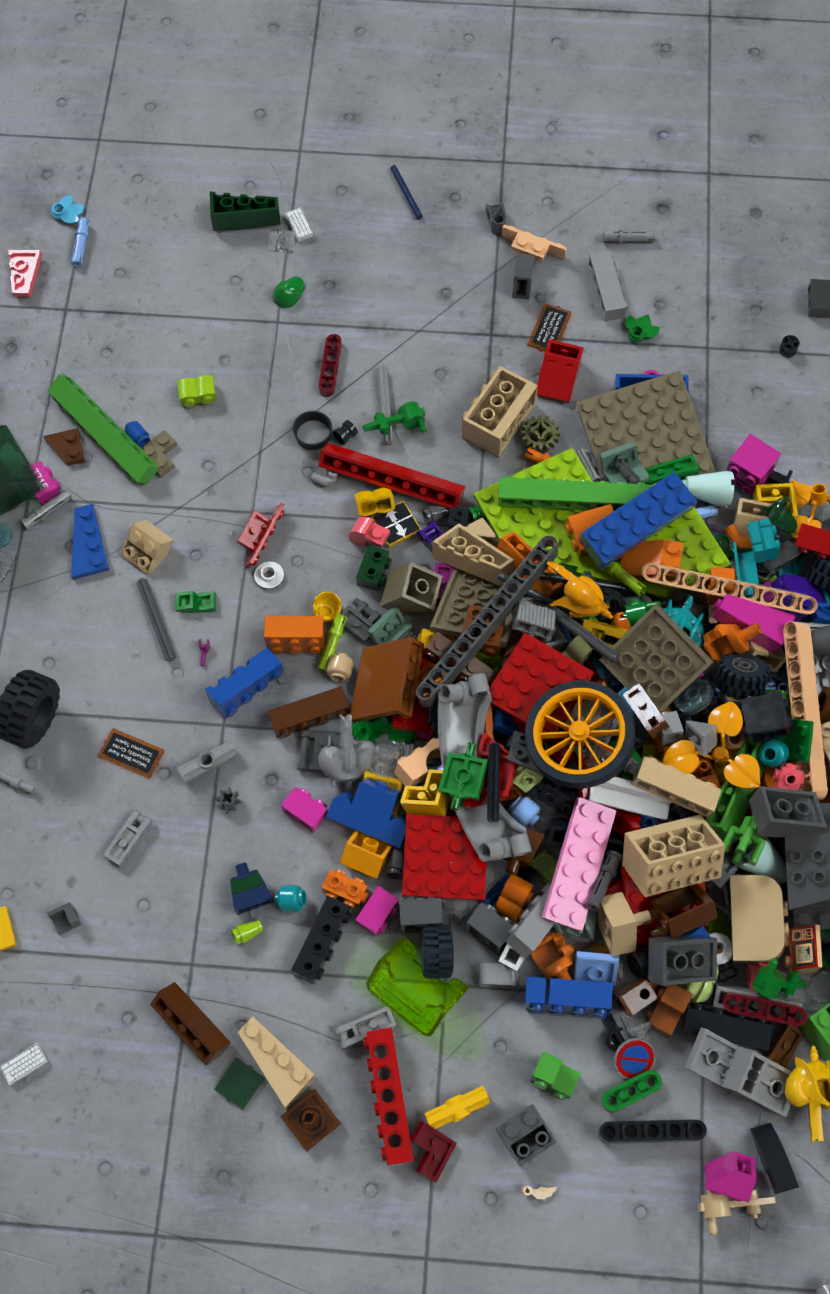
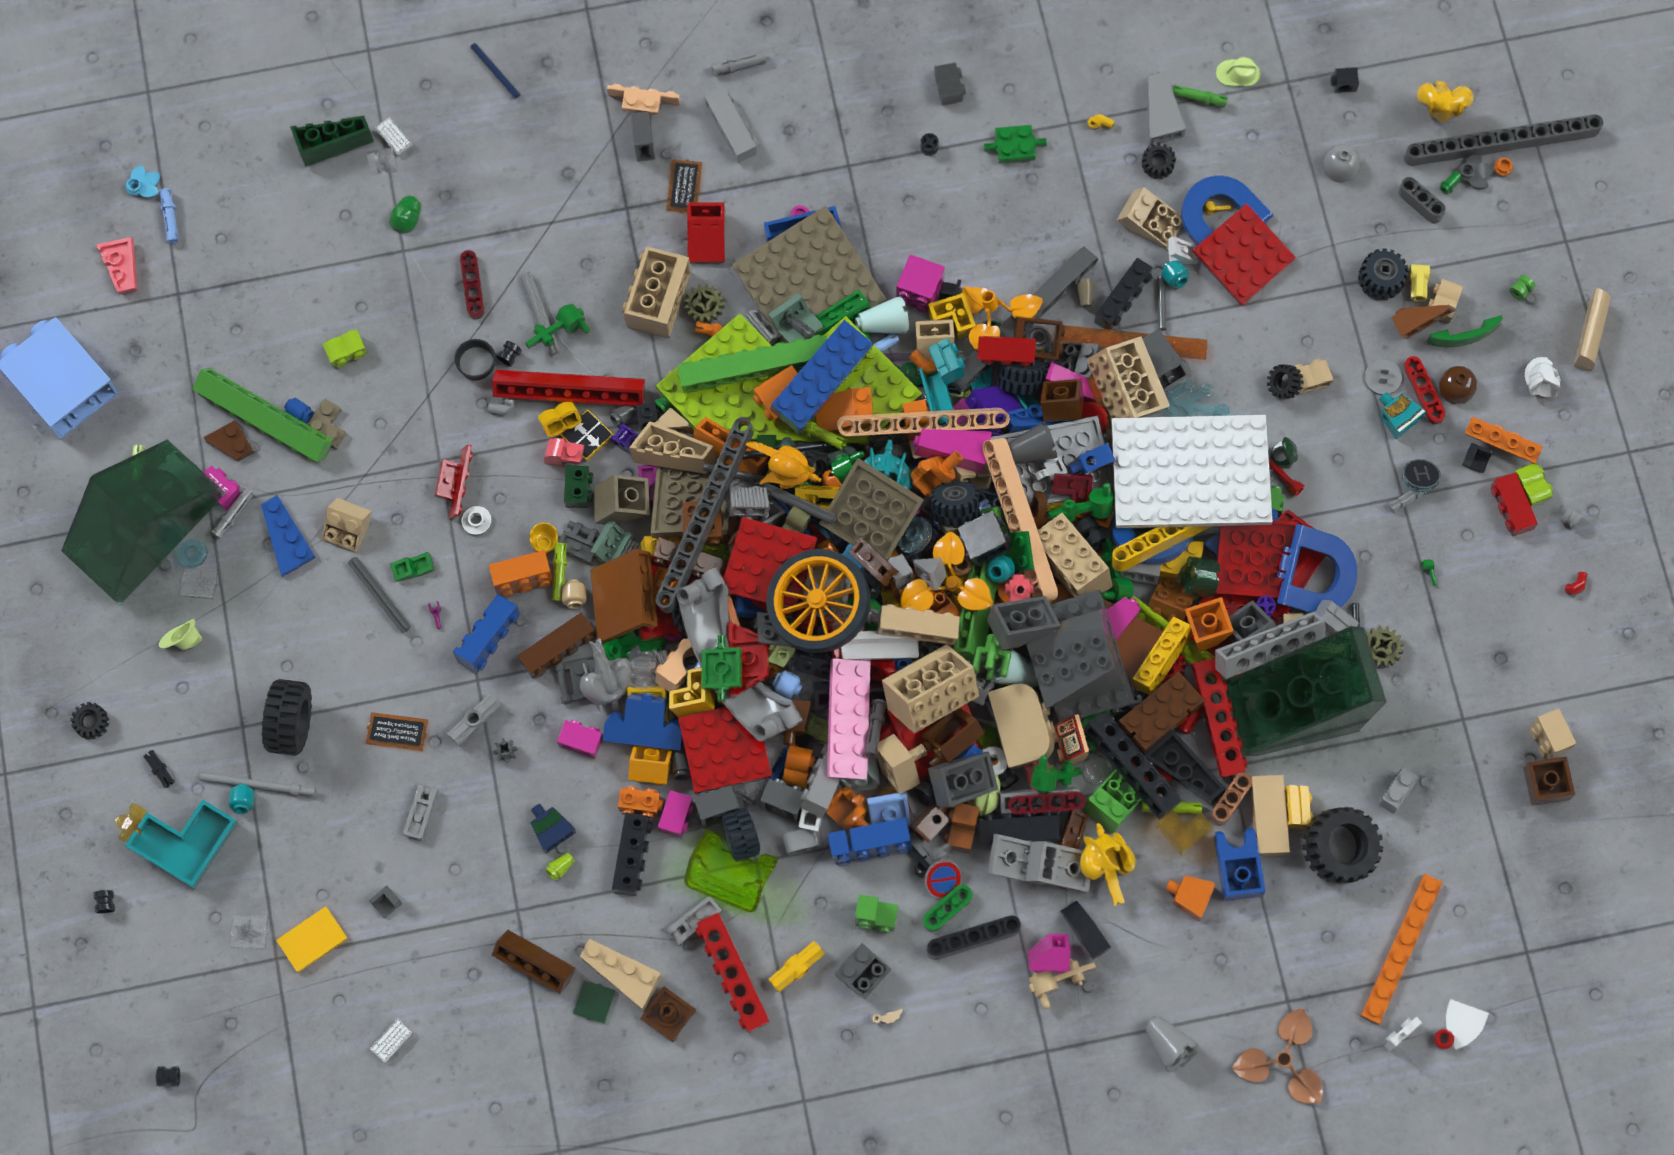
camera: 15 degrees left, 5 degrees up
(291, 898) = (592, 824): teal head -> none
(437, 1148) = (789, 1008): dark red plate -> none
(493, 782) = (751, 666): black axle -> none
(496, 217) = (596, 74): dark grey piece -> none
(642, 327) = (776, 160): green plate -> none
(781, 515) = (959, 331): dark green piece -> none

